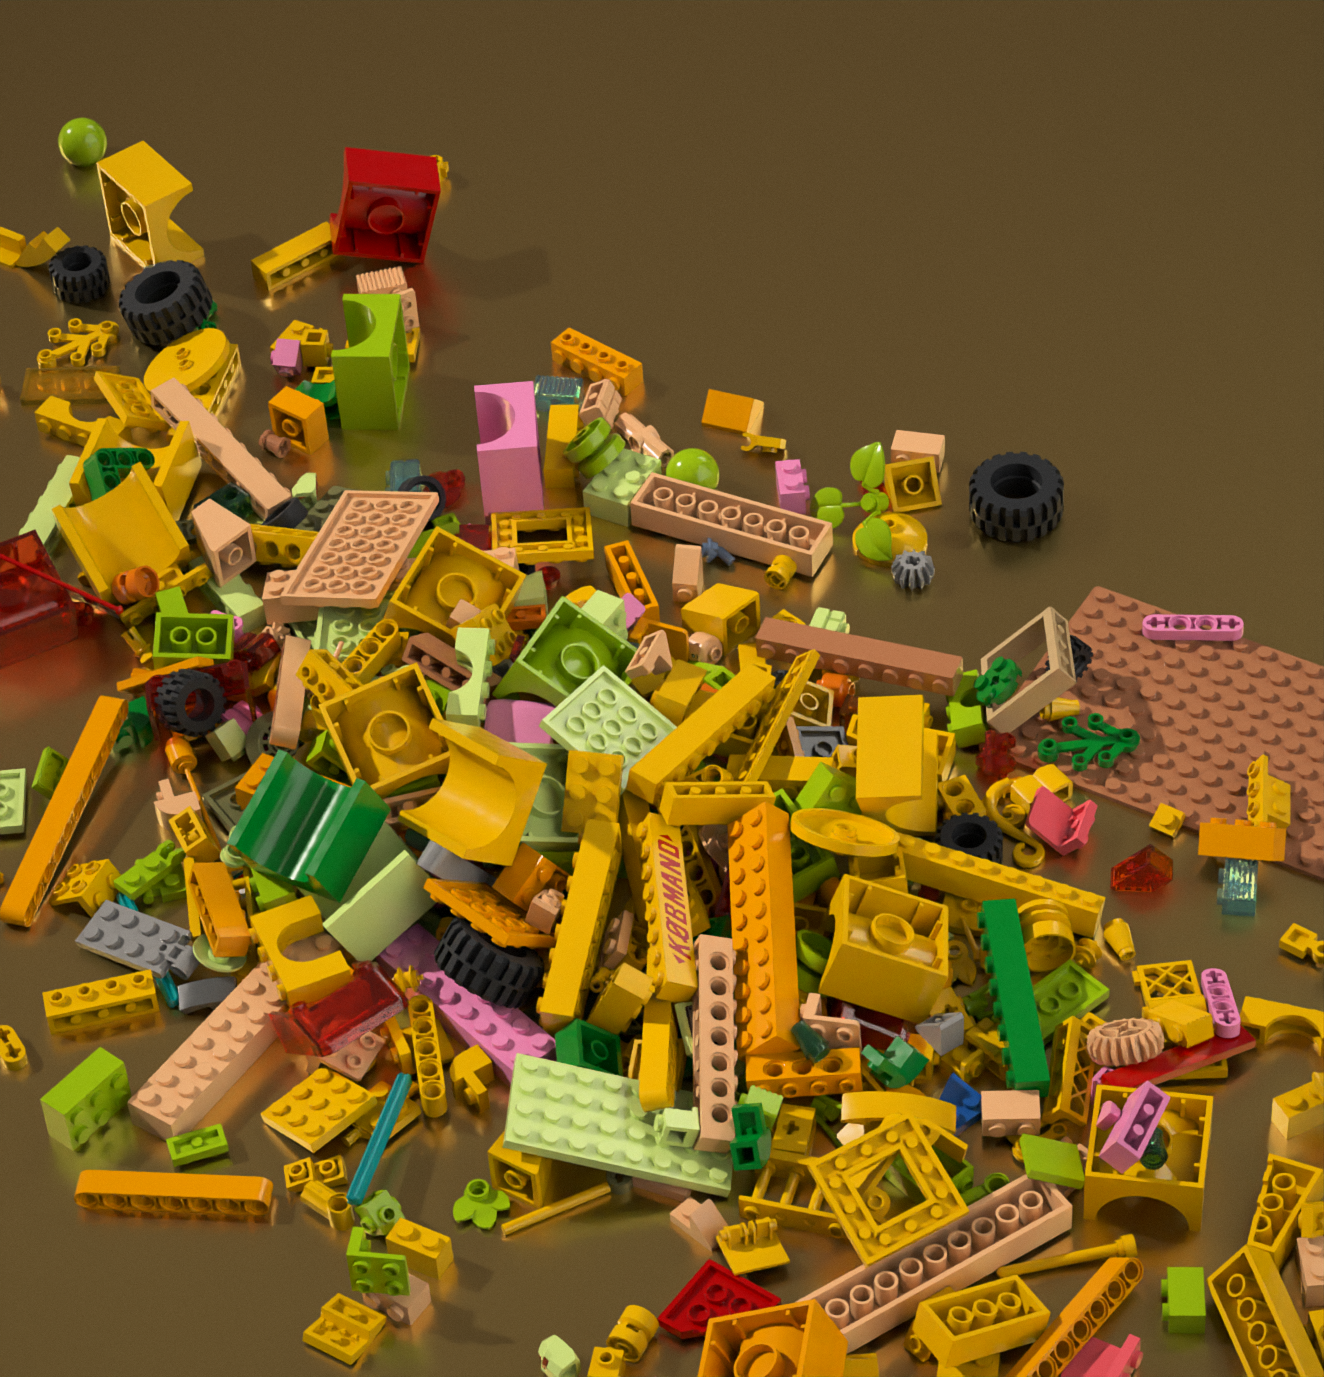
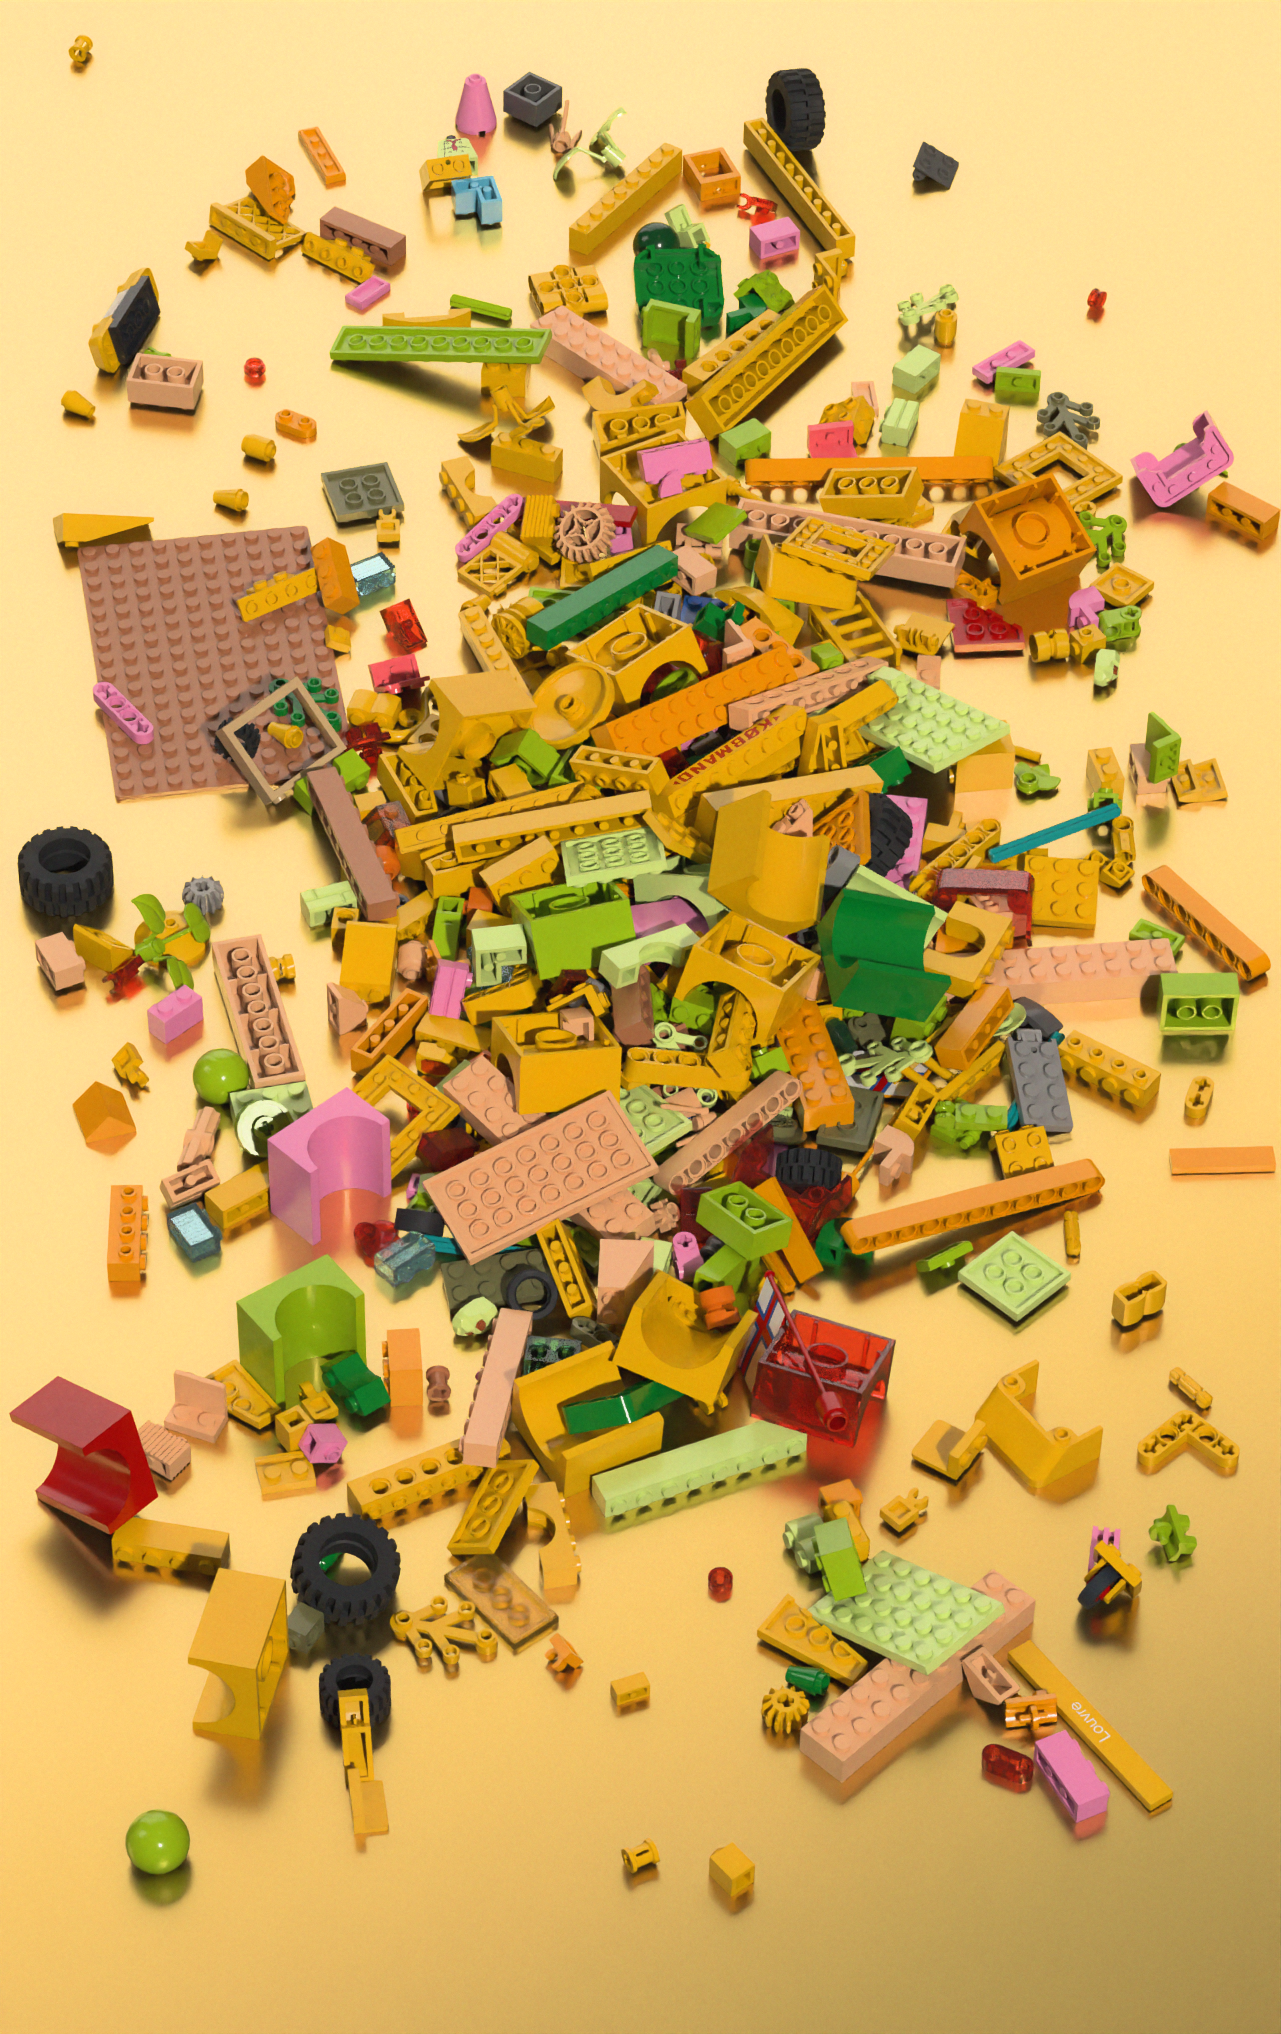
camera: 135 degrees left, 0 degrees up
(189, 359) = (410, 1497): yellow plate -> none
(651, 656) = (518, 880): light nougat slope -> none
(711, 550) = (296, 1020): sand blue plate -> none
(753, 1139) = (860, 646): green brick -> none
(811, 1043) = (764, 638): clear green cone -> none
(997, 682) = (297, 749): green plate -> none

